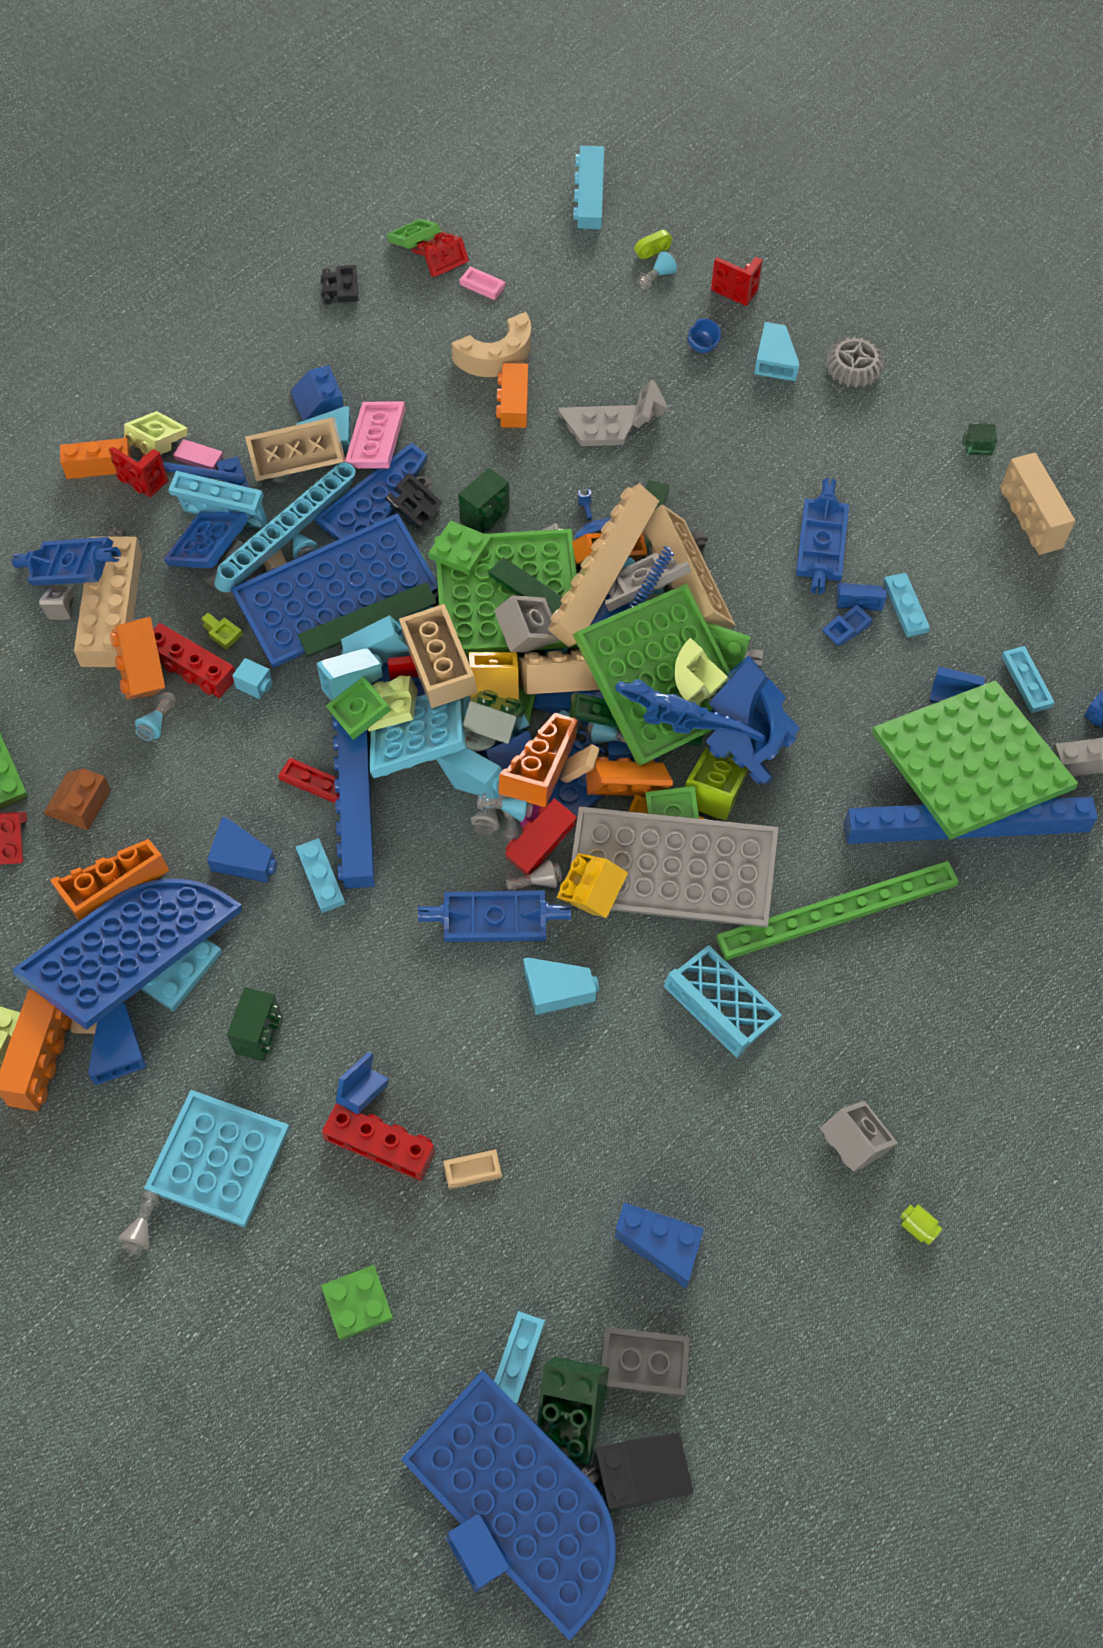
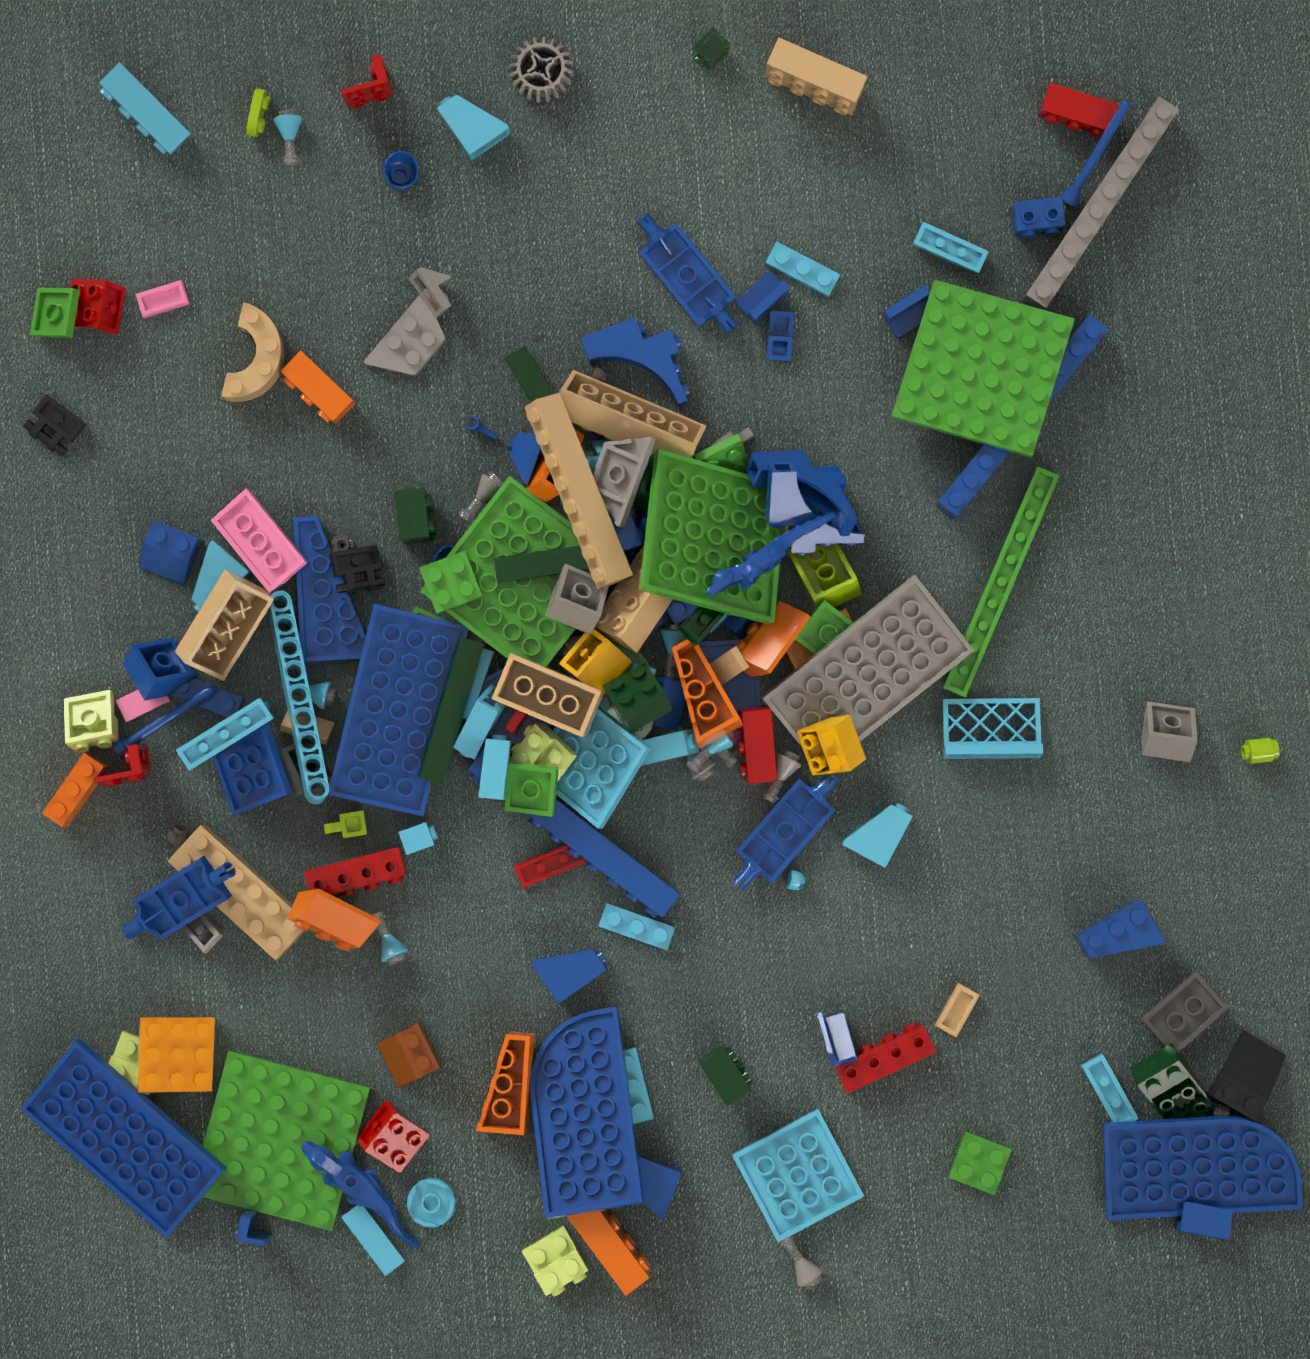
camera: 50 degrees left, 25 degrees up
(226, 440) = (157, 668): none -> blue slope
(462, 956) = (795, 880): none -> medium azure hinge
(658, 571) = (639, 485): blue piece -> none
(696, 675) = (742, 514): yellowish green brick -> none
(739, 542) = (655, 354): none -> blue arch

